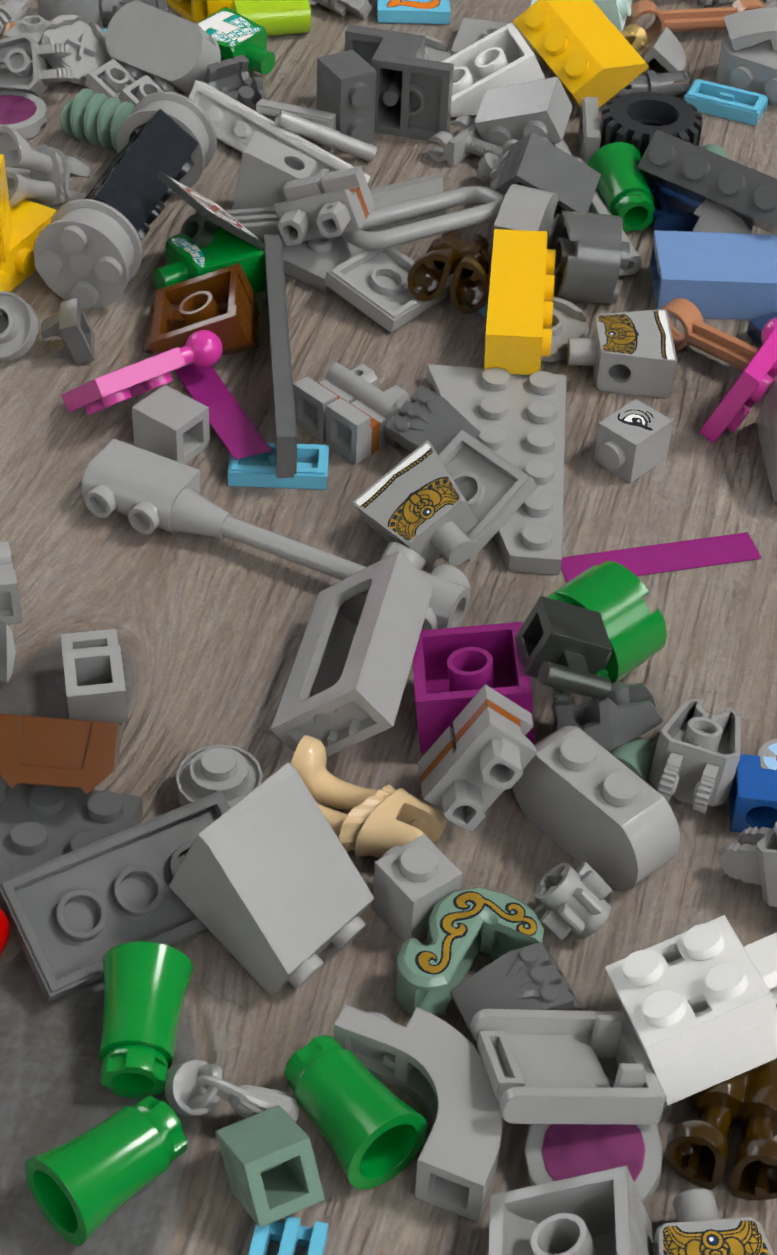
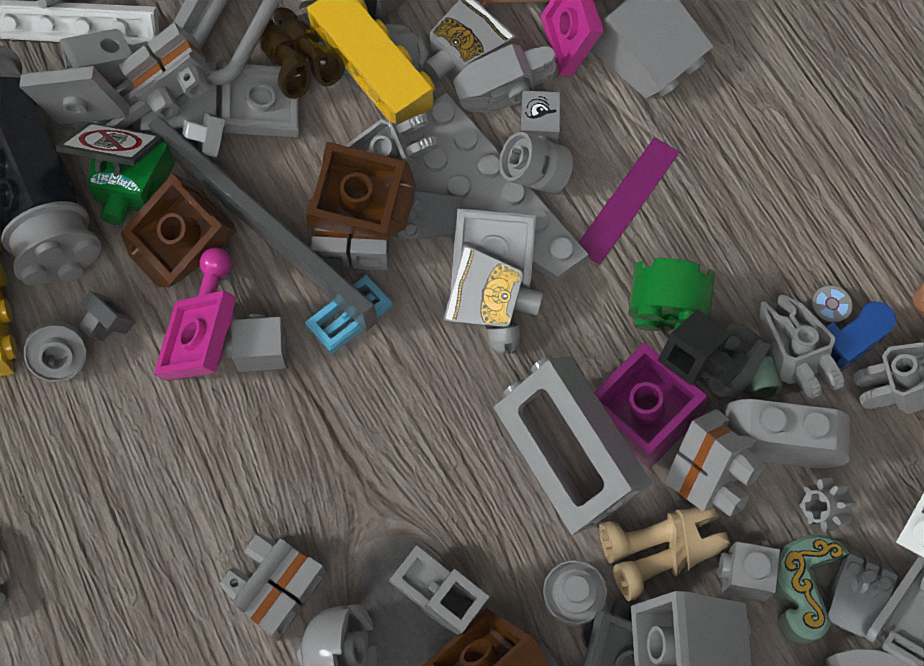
camera: 40 degrees left, 25 degrees up
(169, 497) = (319, 410): light grey bar -> none
(224, 412) = (278, 302): magenta sticker -> none
(226, 172) = (74, 95): none -> light grey plate
(307, 270) = (208, 133): none -> light grey tile
(378, 352) = (361, 193): none -> reddish brown slope
(445, 360) = (394, 141): none -> light grey hinge
(596, 467) = (536, 163): none -> light grey wheel
(617, 379) = (502, 76): none -> light grey hinge

